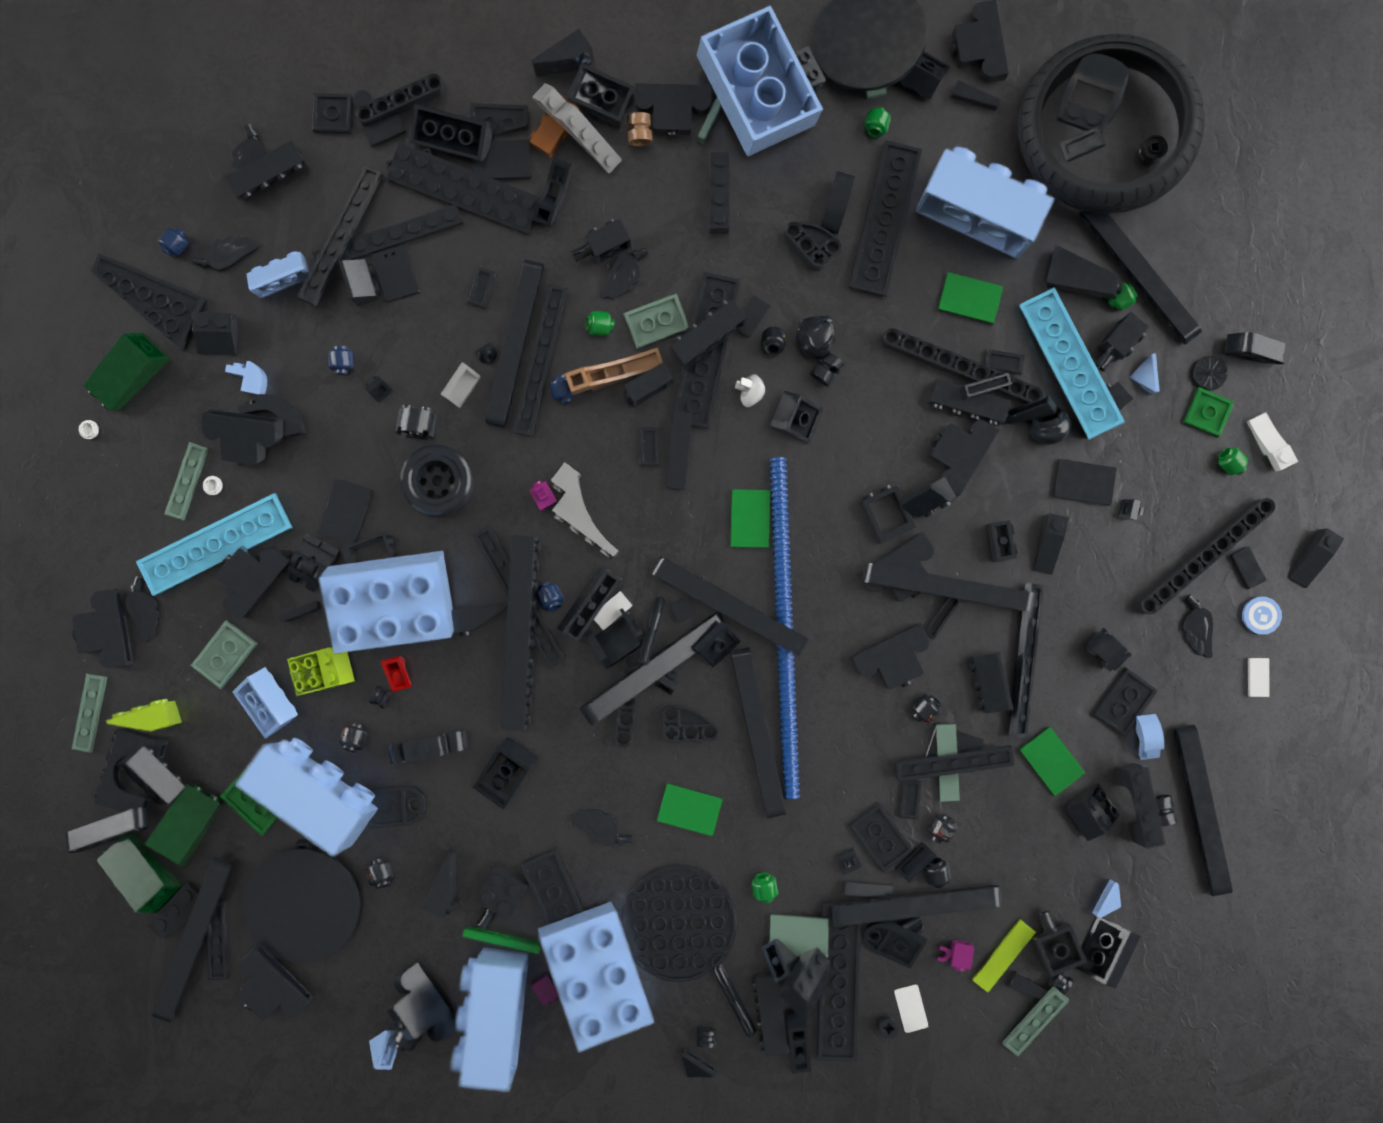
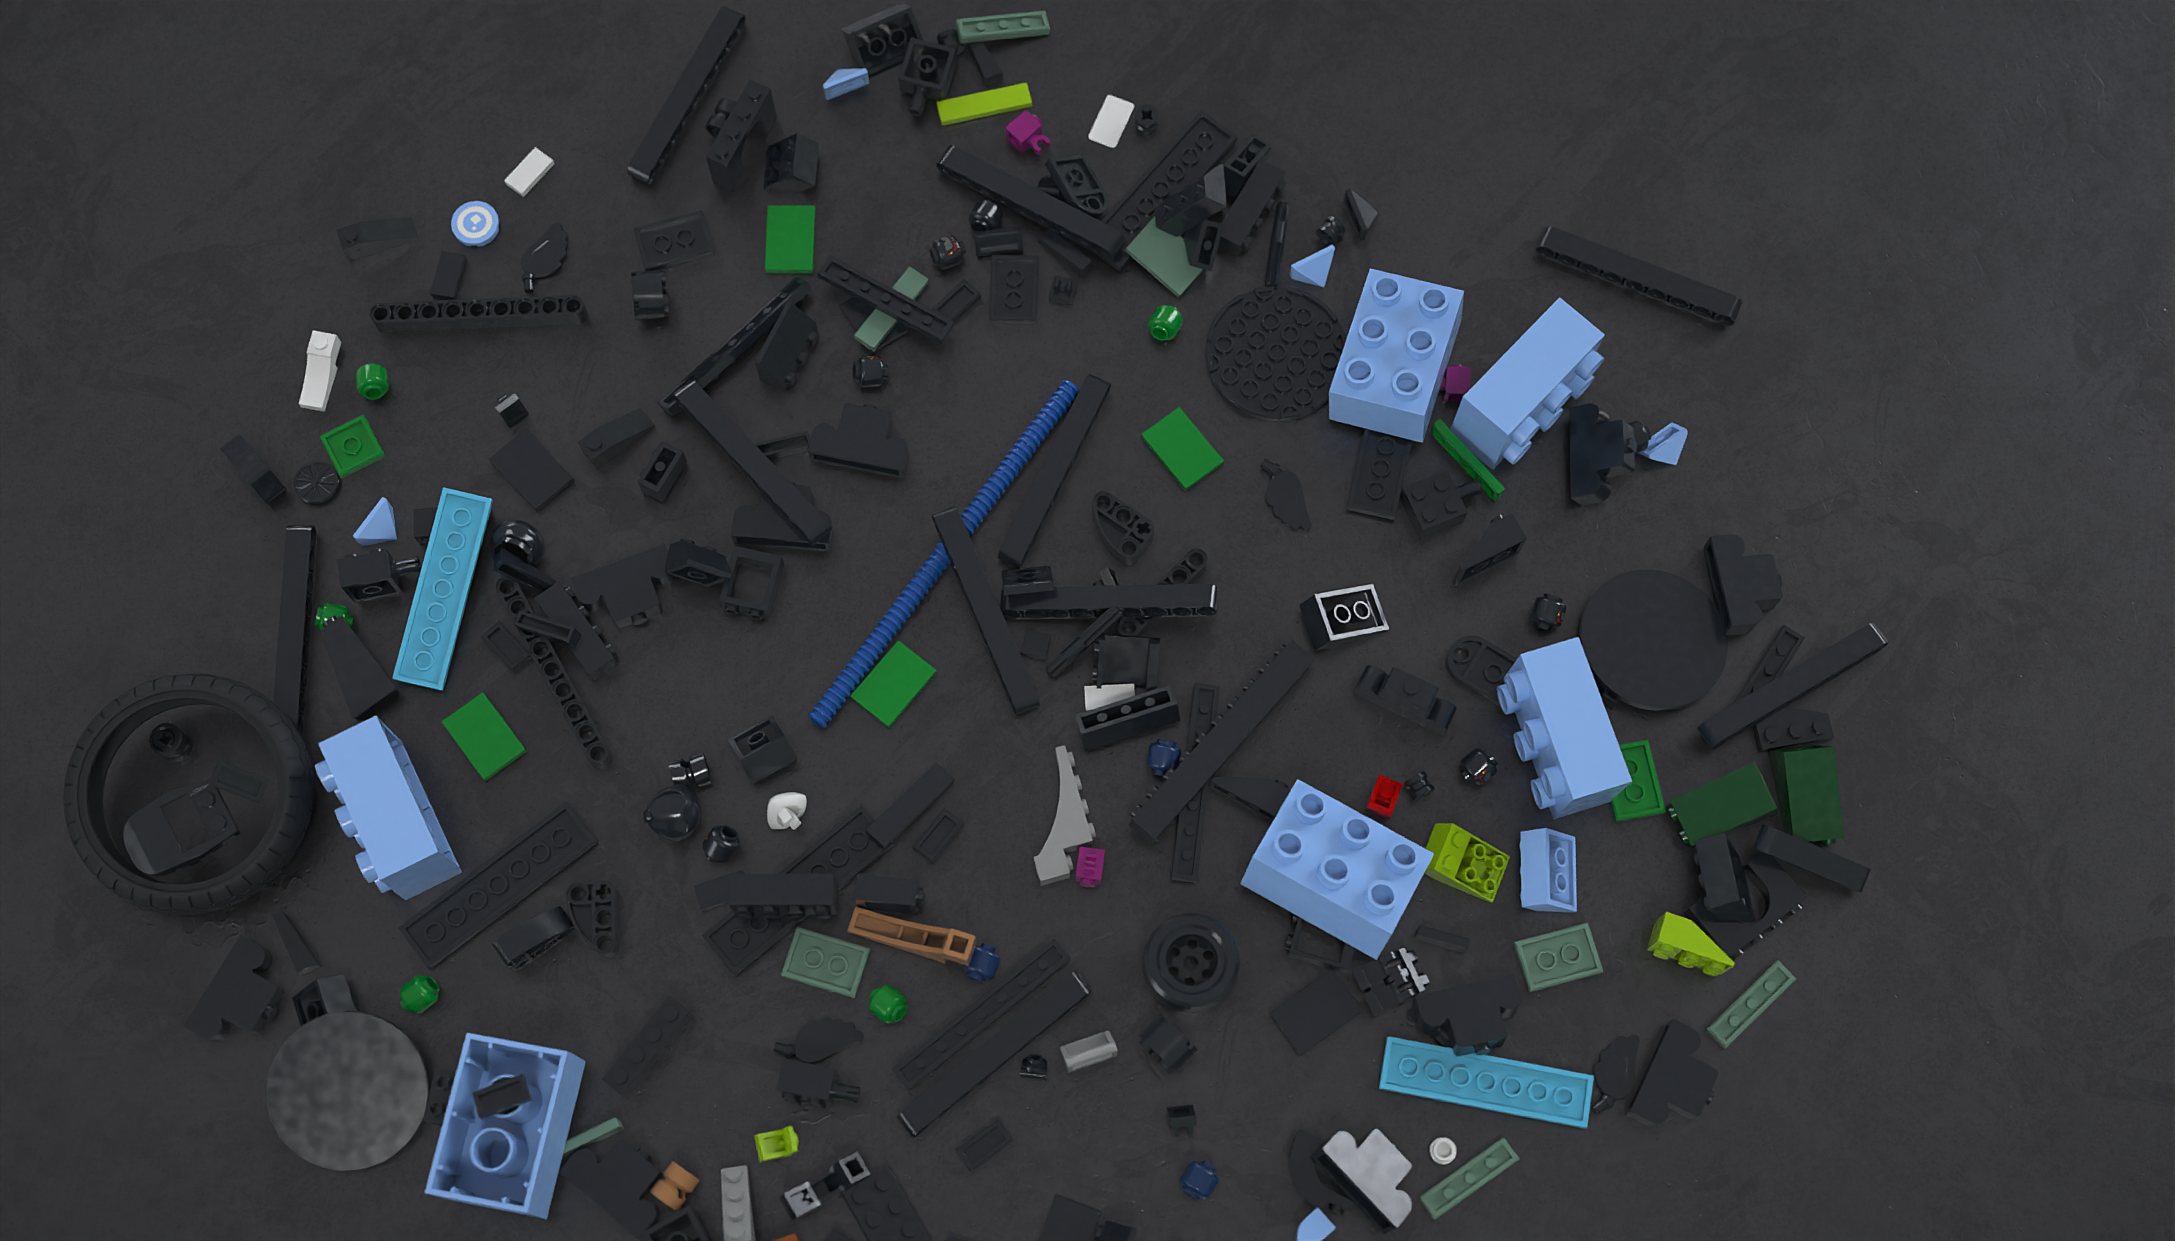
camera: 140 degrees left, 15 degrees down
(600, 196) = (776, 1144): none -> lime bracket
(696, 1002) = (1313, 268): none -> light blue slope
(770, 88) = (502, 1096): none -> black tile
(1150, 736) = (677, 191): light blue brick -> none

